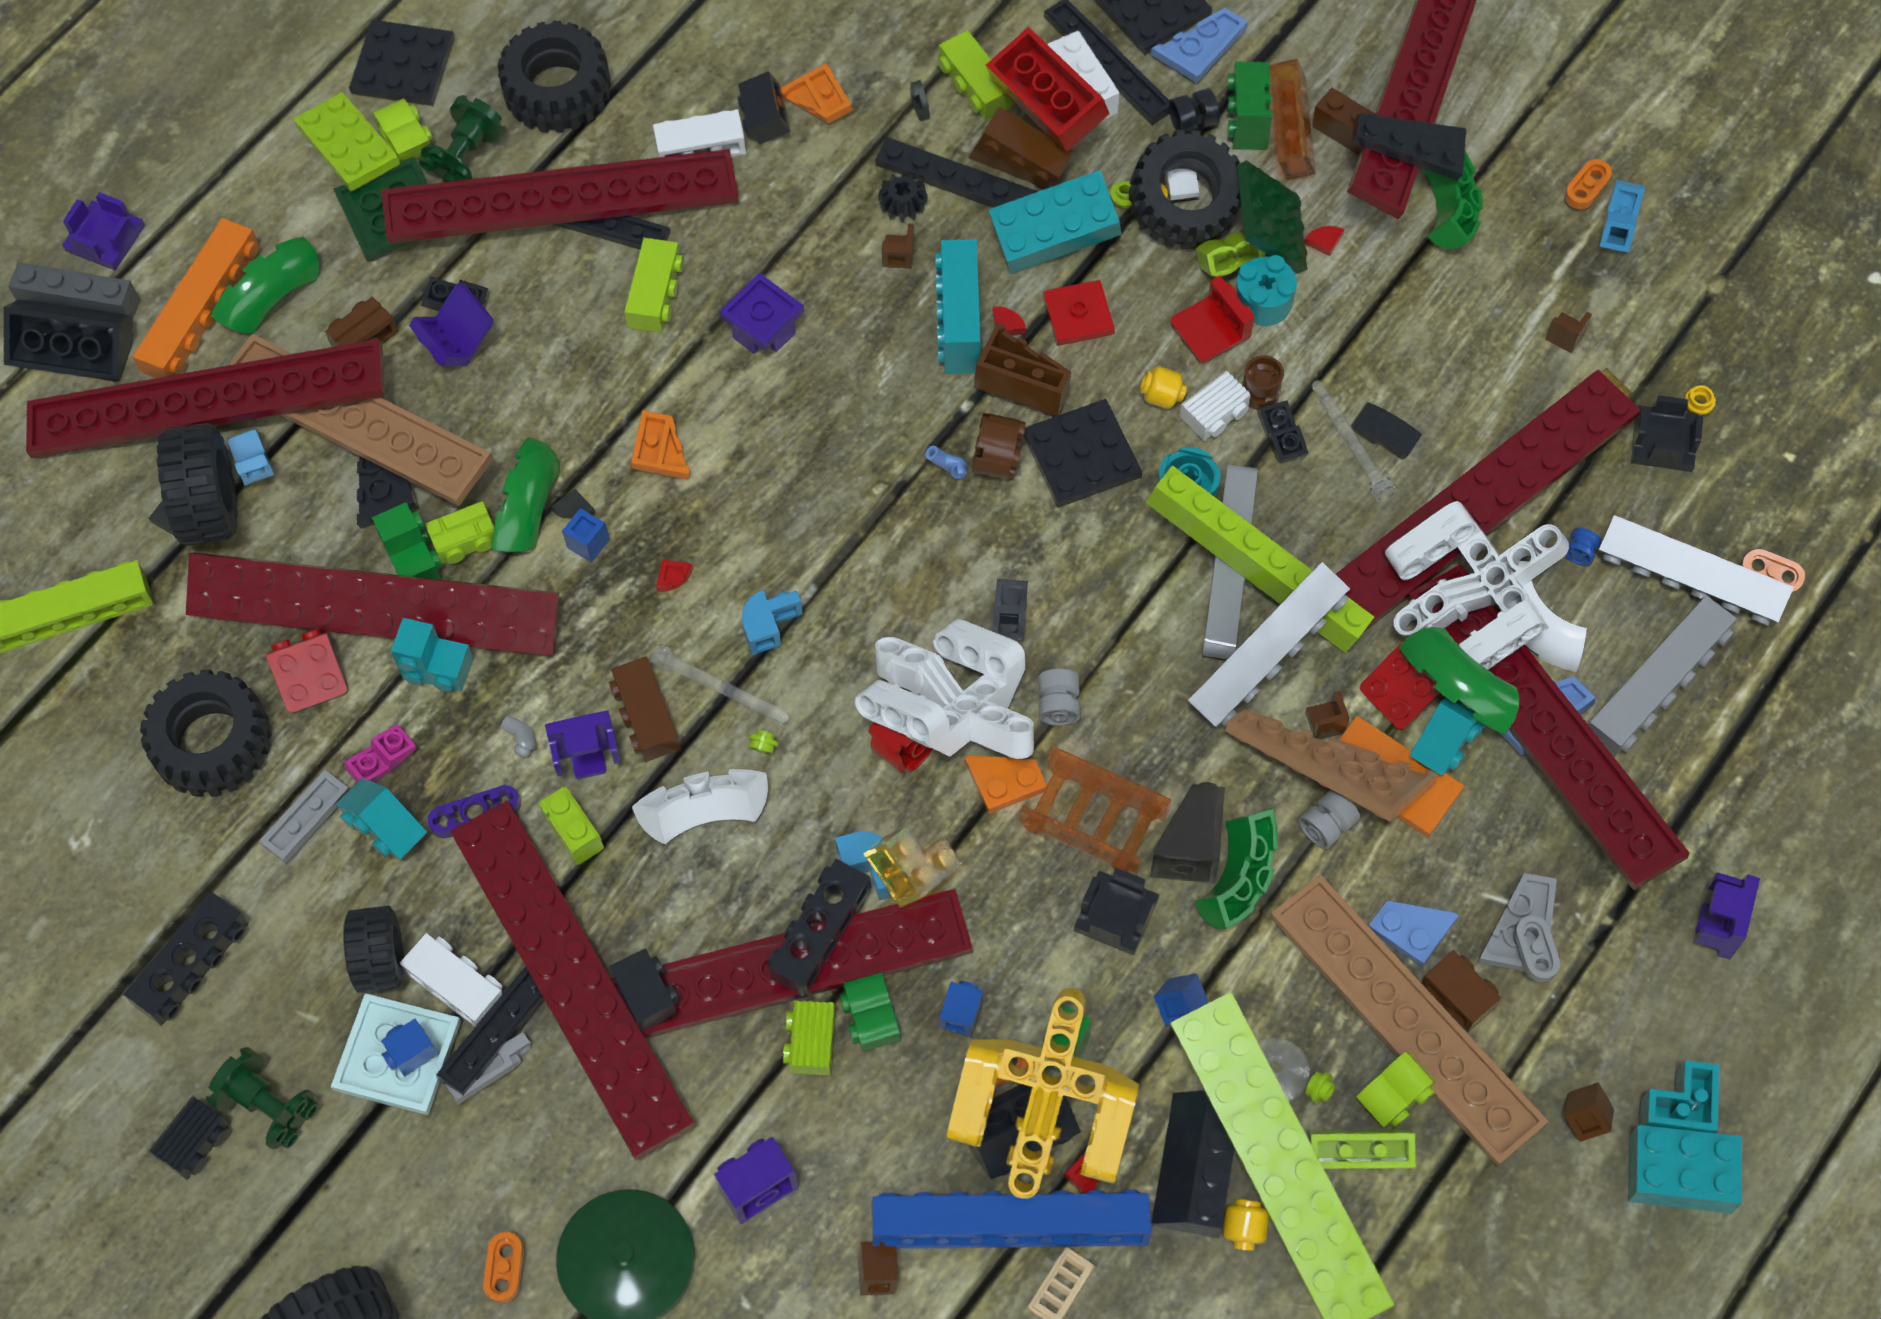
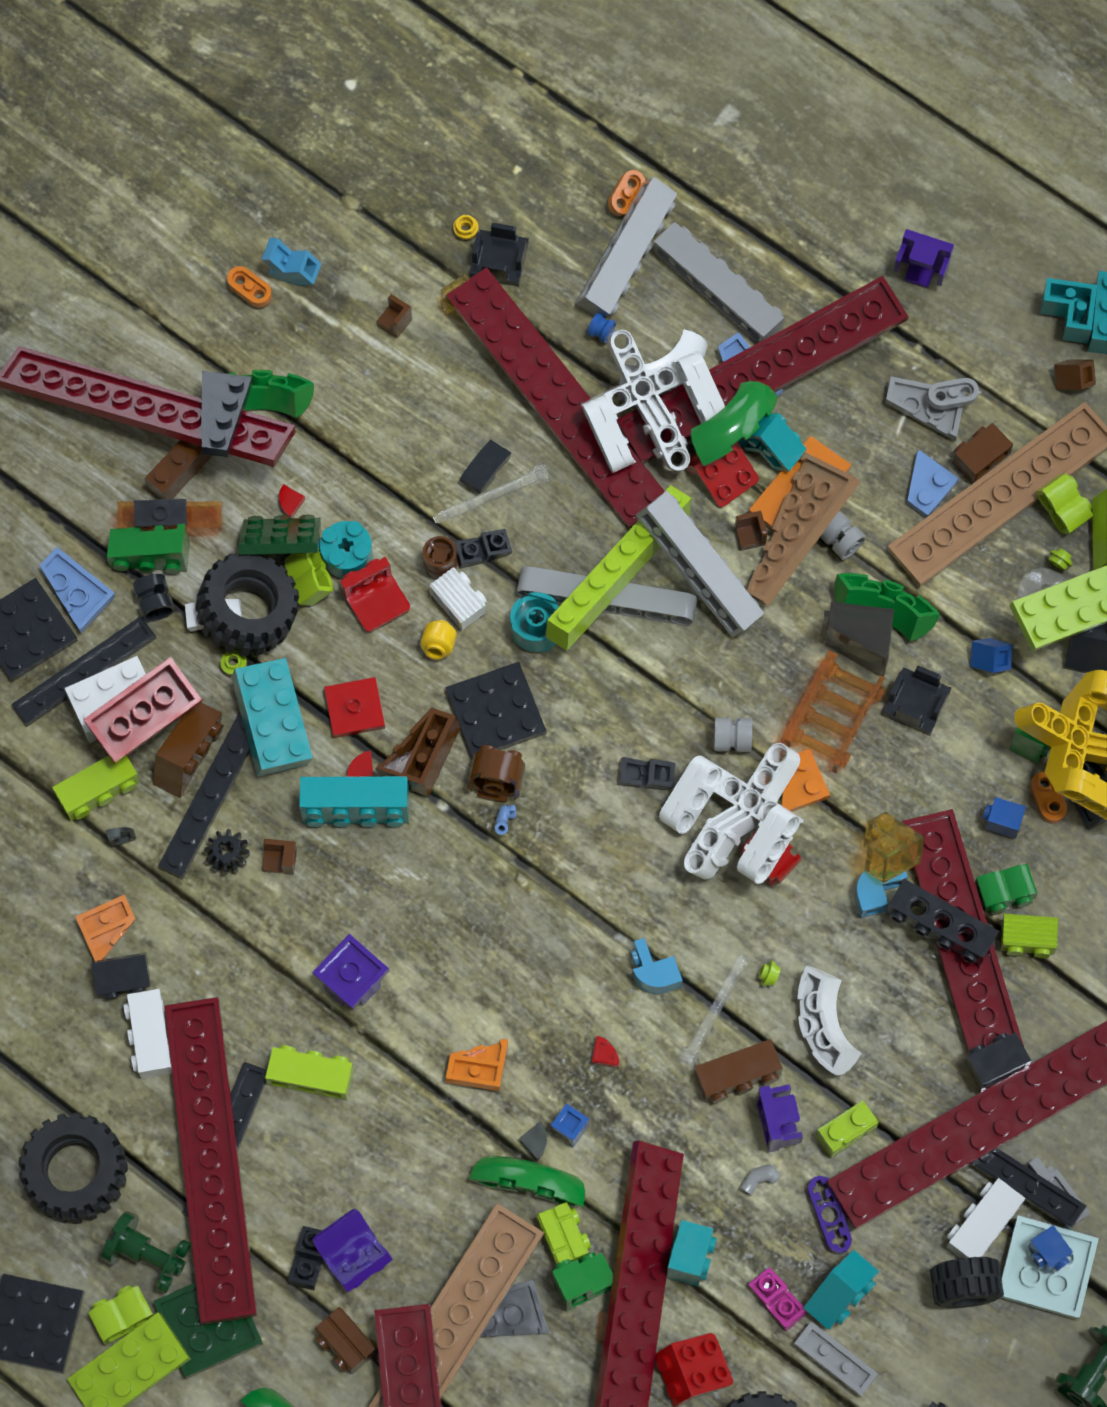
camera: 90 degrees left, 5 degrees up
(1287, 99) = (160, 512): none -> black plate

